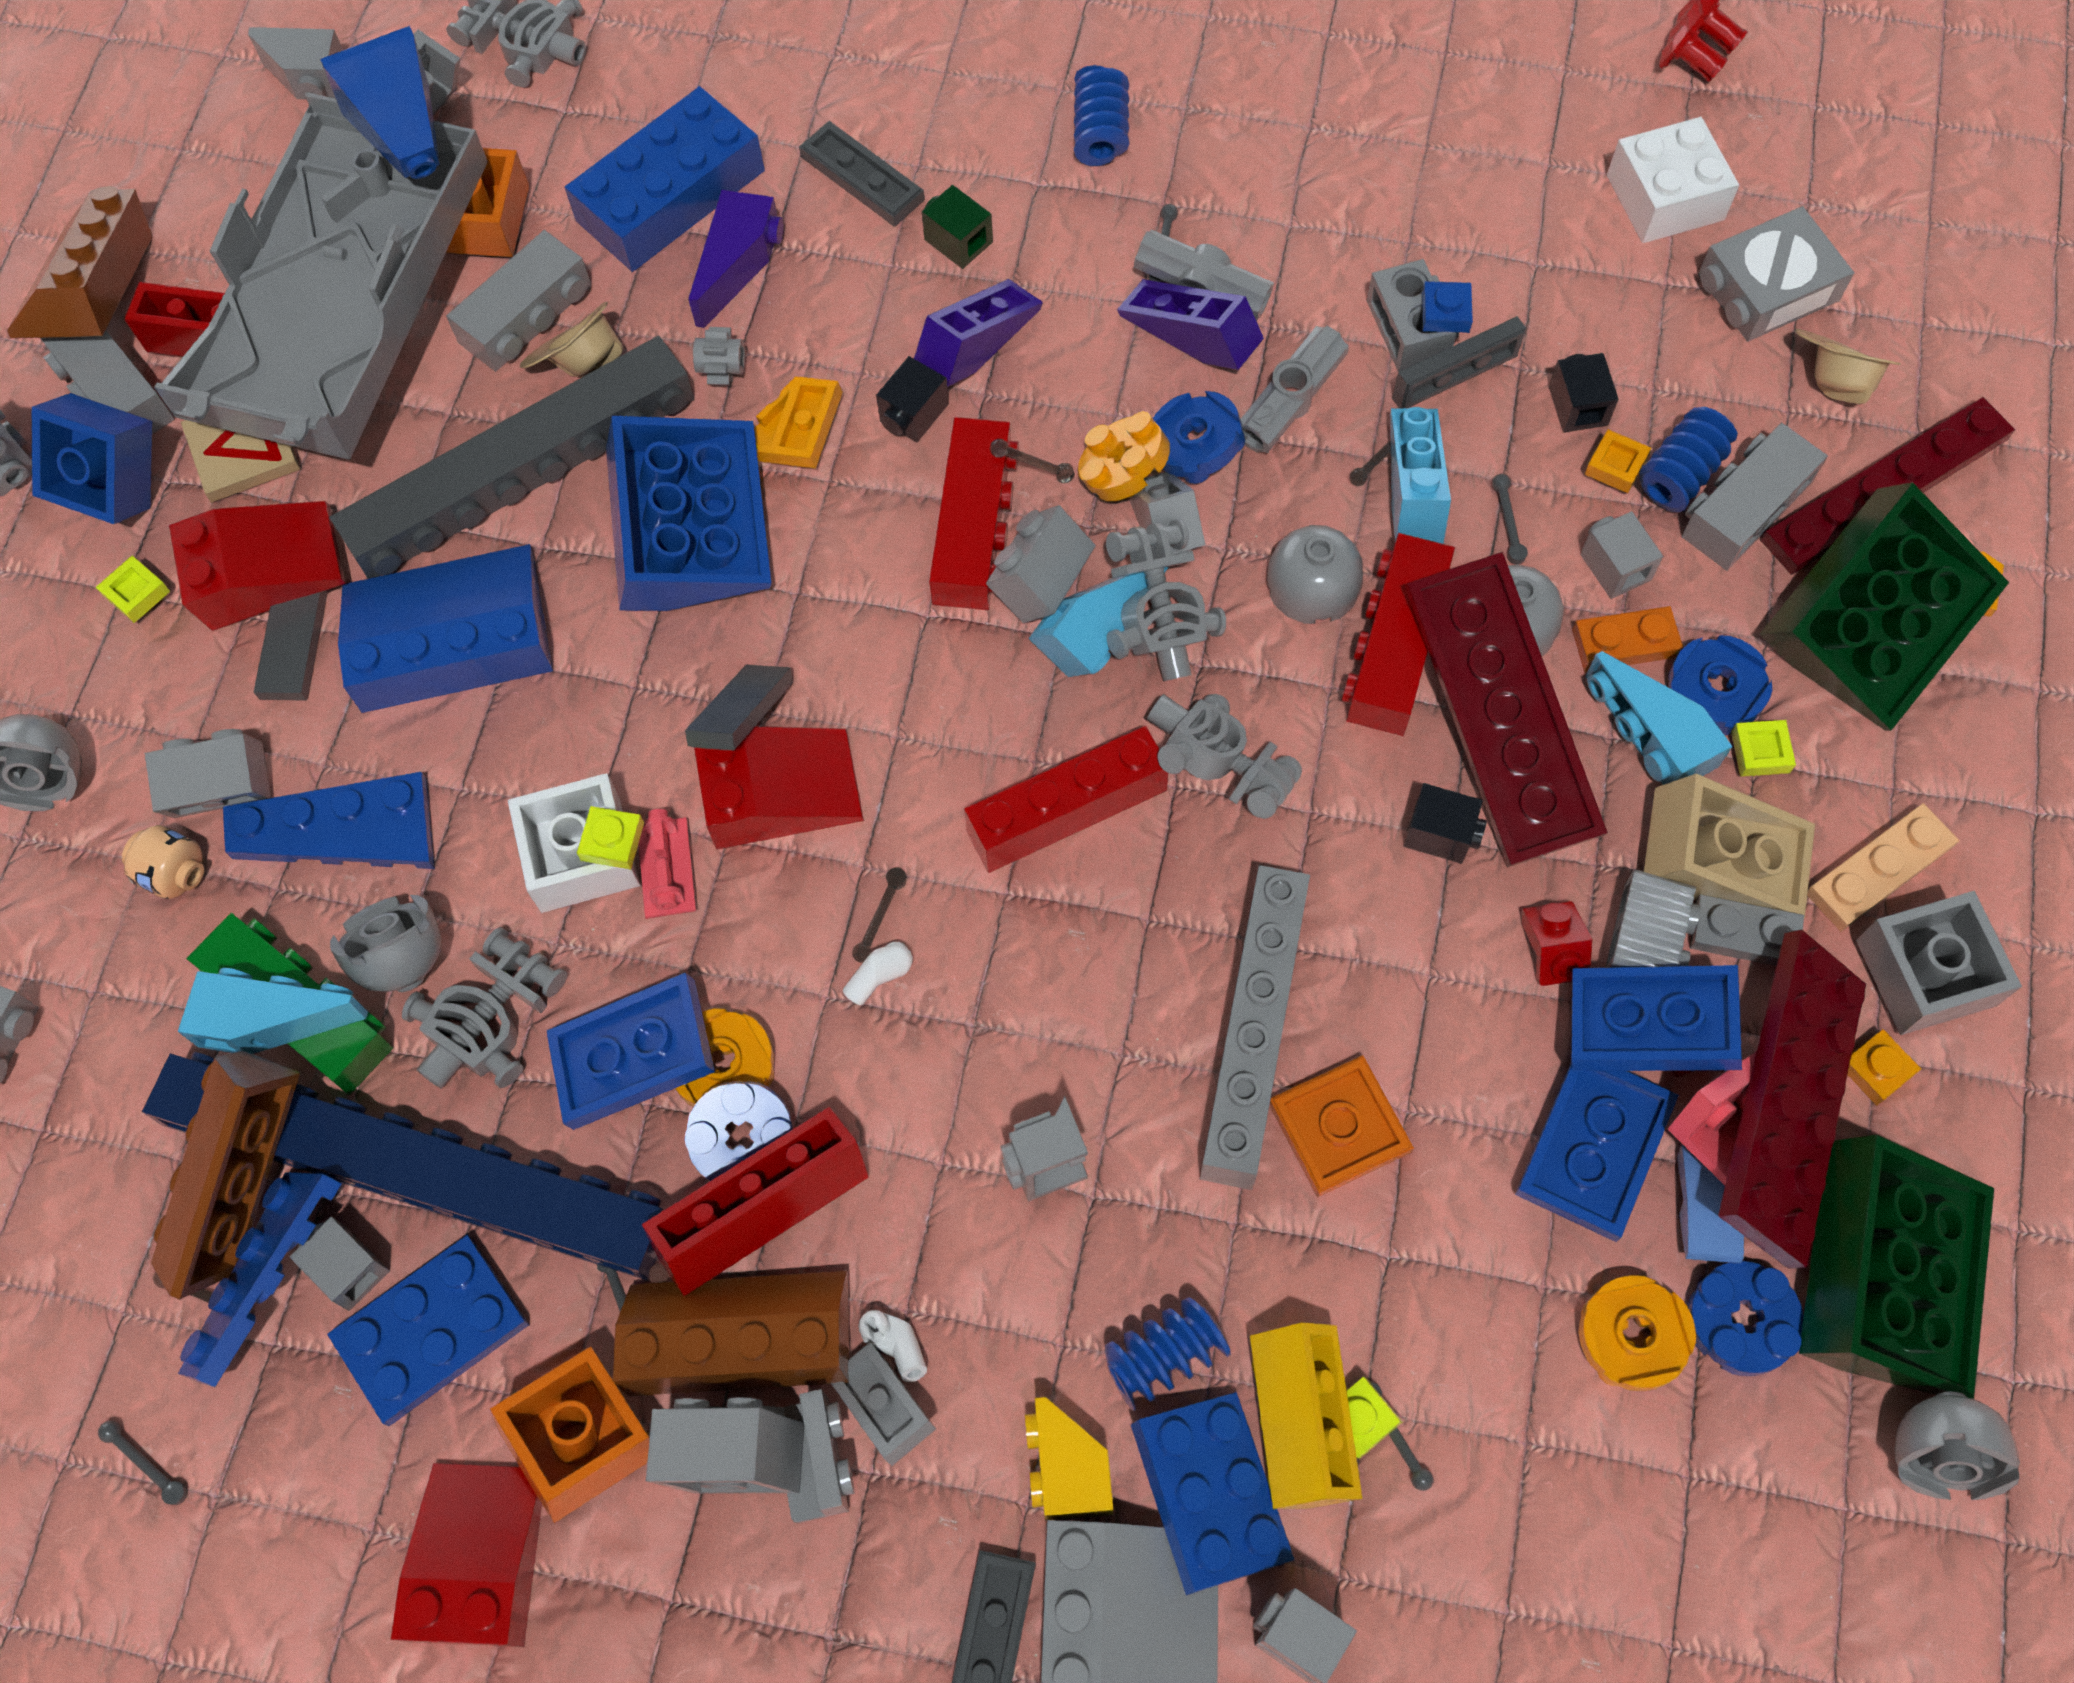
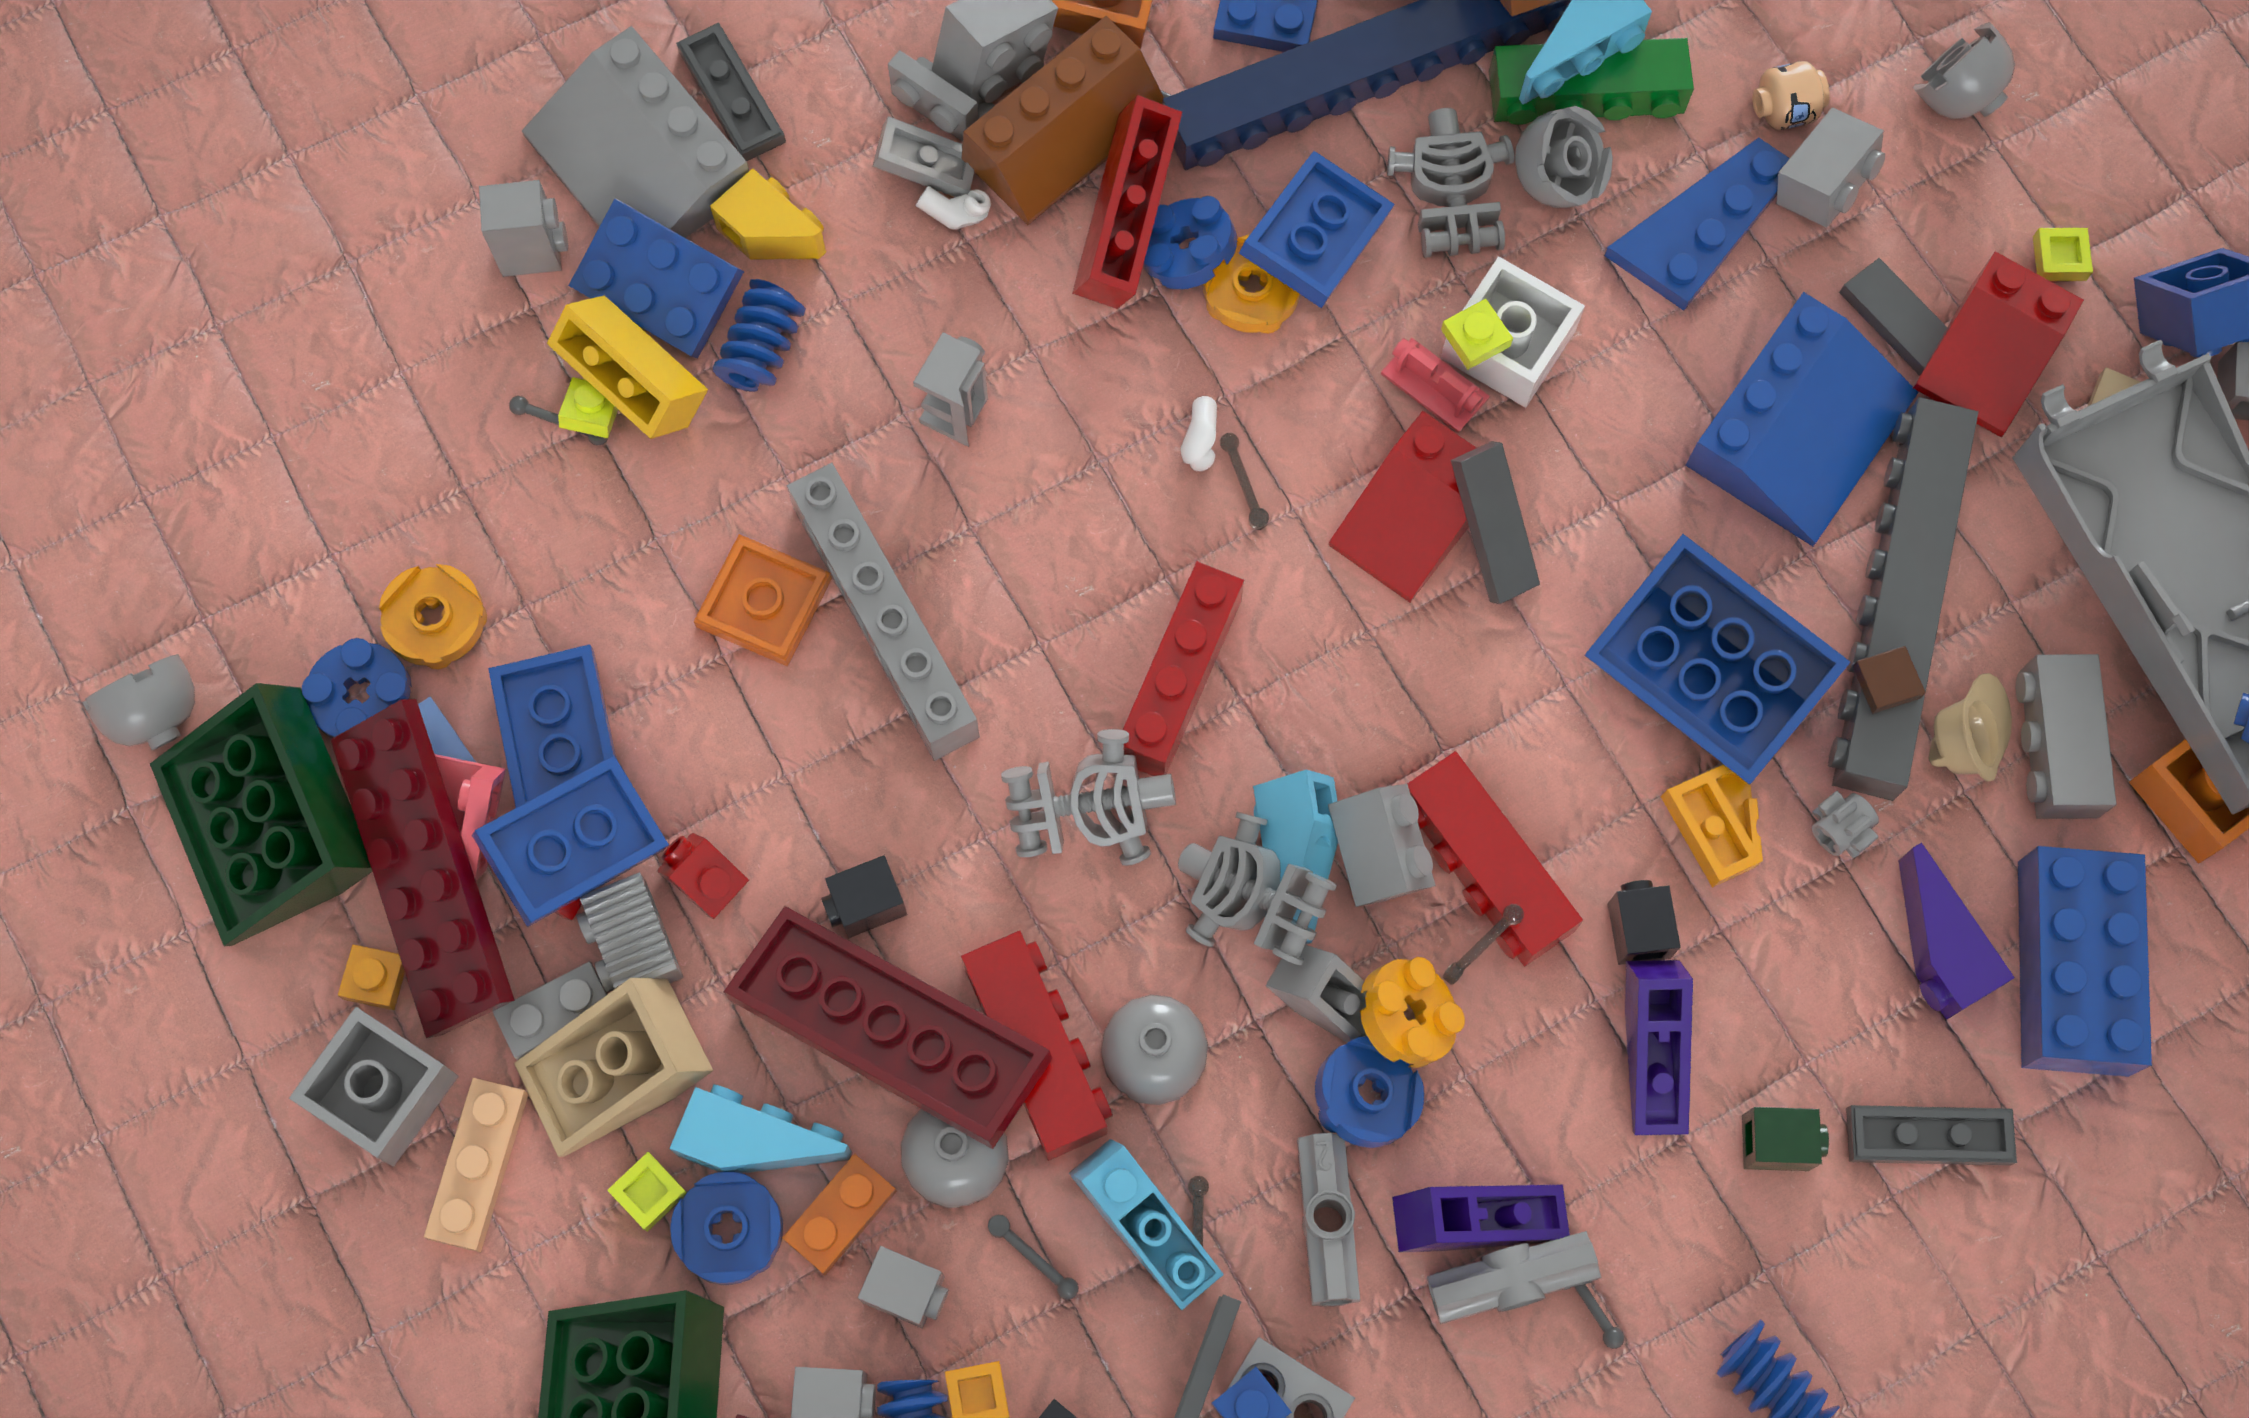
camera: 135 degrees right, 5 degrees up
(596, 396) = (1888, 679): none -> reddish brown tile

